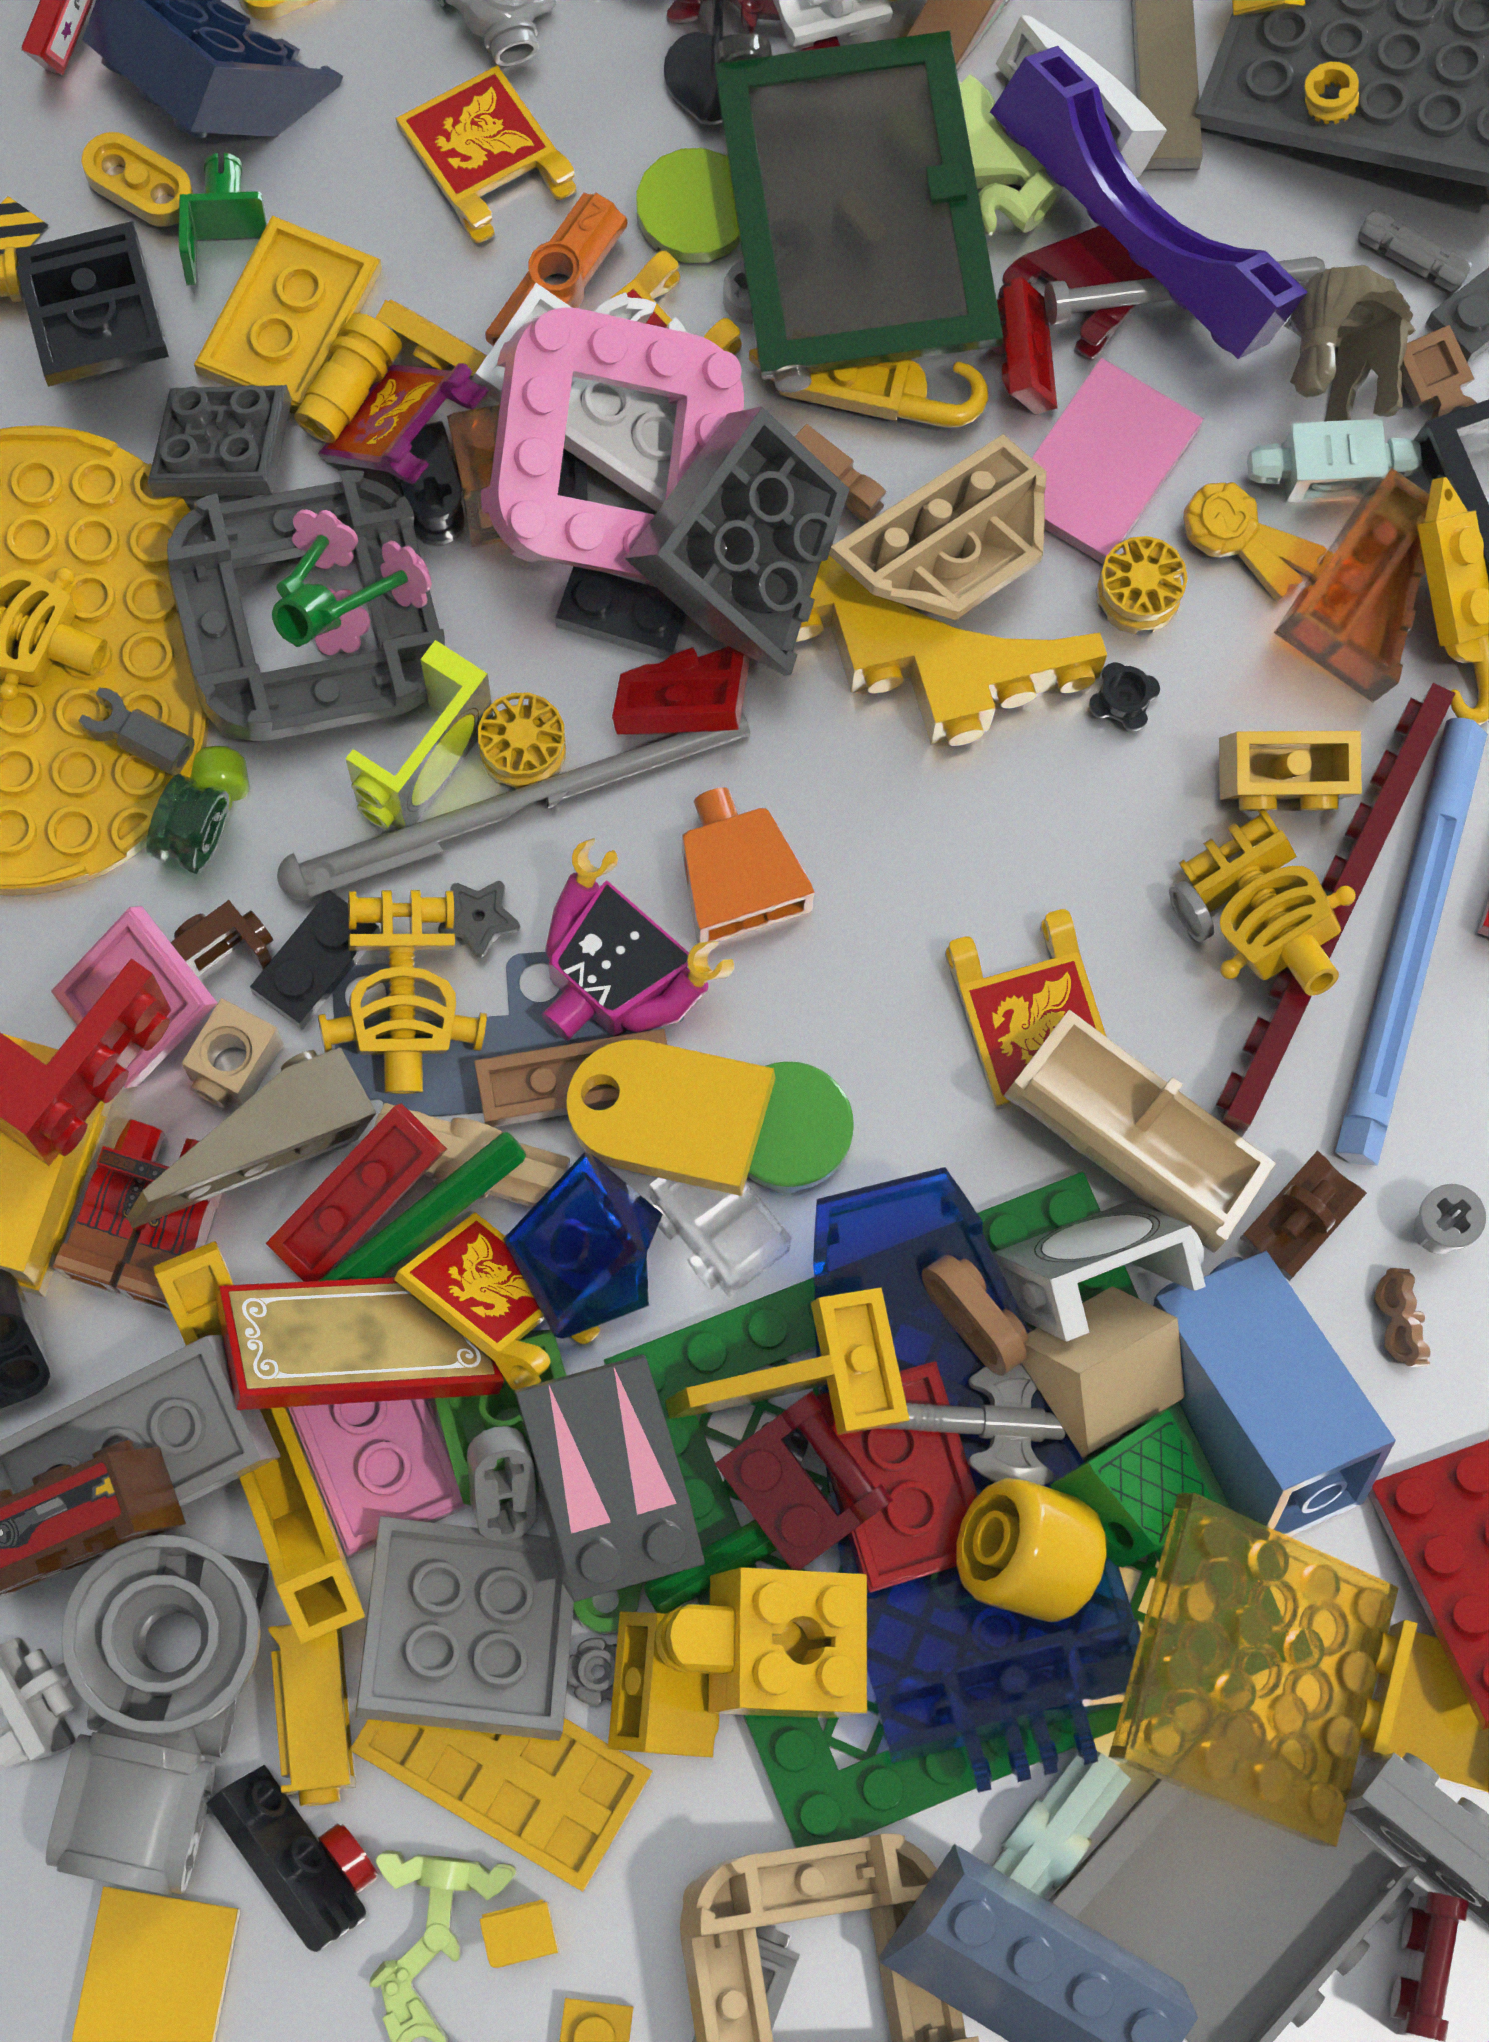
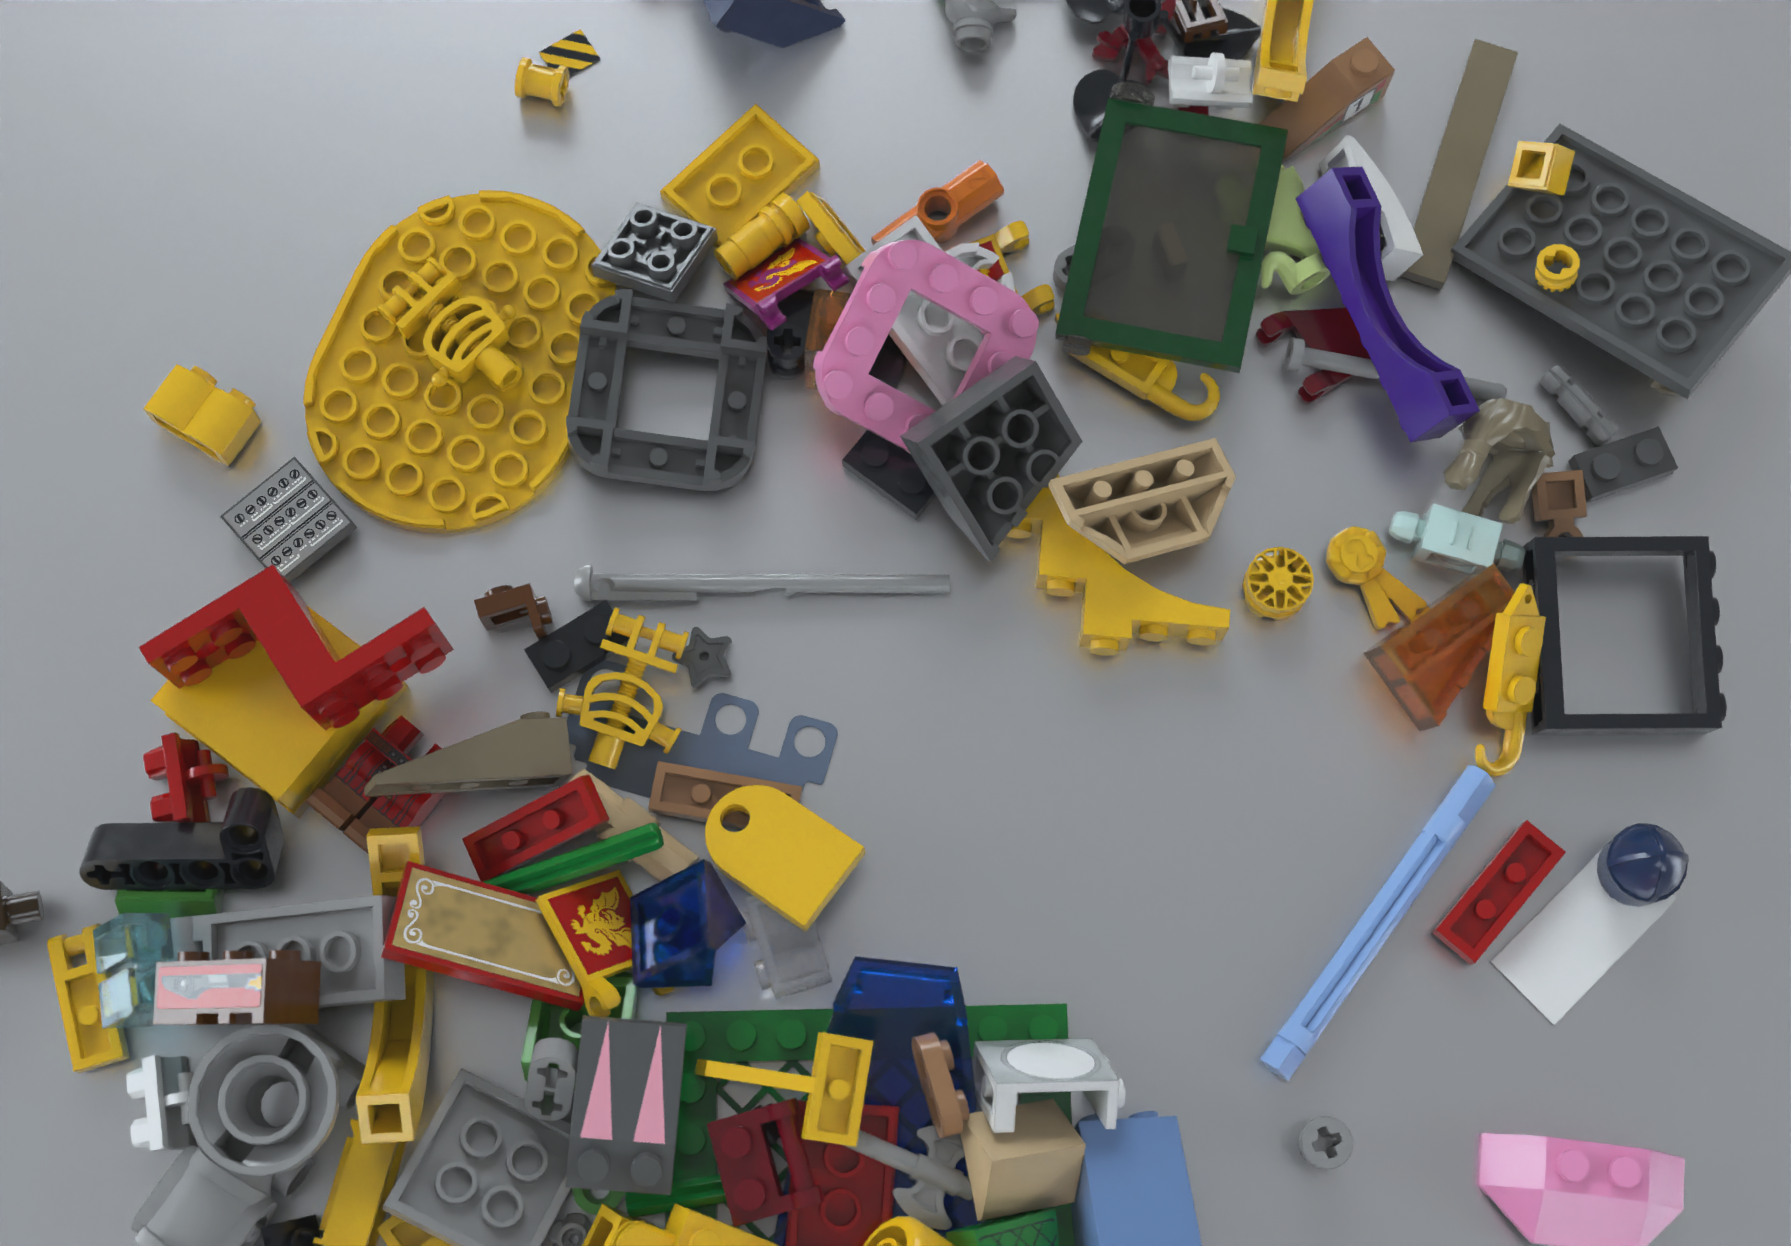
camera: 25 degrees right, 0 degrees up
(90, 303) = (600, 125): black bracket -> none
(140, 734) = (517, 443): dark grey bar -> none
(142, 180) = (675, 49): yellow plate -> none
(142, 940) = (455, 610): bright pink tile -> none
(187, 823) = (524, 518): clear green wheel -> none
(218, 212) = (716, 89): green bracket -> none
(222, 769) = (562, 491): lime piece -> none
(229, 1028) = (491, 674): tan brick -> none
(333, 616) = (682, 402): plant -> none
(378, 1464) = (476, 1031): bright pink tile -> none
(462, 696) = (719, 528): neon yellow panel -> none
(479, 141) = (923, 98): flag -> none
(522, 740) = (783, 540): yellow wheel -> none
(617, 959) = (788, 724): torso -> none
(683, 694) = (911, 547): red wing -> none
(689, 205) = (1053, 193): lime tile -> none
(740, 870) = (901, 690): orange torso -> none
(803, 1130) = (873, 897): bright green tile -> none
(864, 491) = (1085, 422): medium nougat plate -> none
(1021, 1007) = (1073, 879): flag -> none
(1027, 342) = (1260, 379): red plate -> none
(1110, 458) = (1290, 481): bright pink tile -> none
(1126, 679) = (1234, 647): black plate -> none
(1141, 1130) = (1119, 991): tan container -> none
(1191, 911) = (1221, 839): light grey piece -> none
(1273, 912) = (1279, 865): yellow torso -> none
(1290, 765) = (1334, 758): yellow brick -> none
(1303, 1215) = (1215, 1099): reddish brown hips -> none
(1369, 829) = (1313, 889): dark red plate -> none
(1405, 1331) = (1260, 1214): medium nougat piece -> none

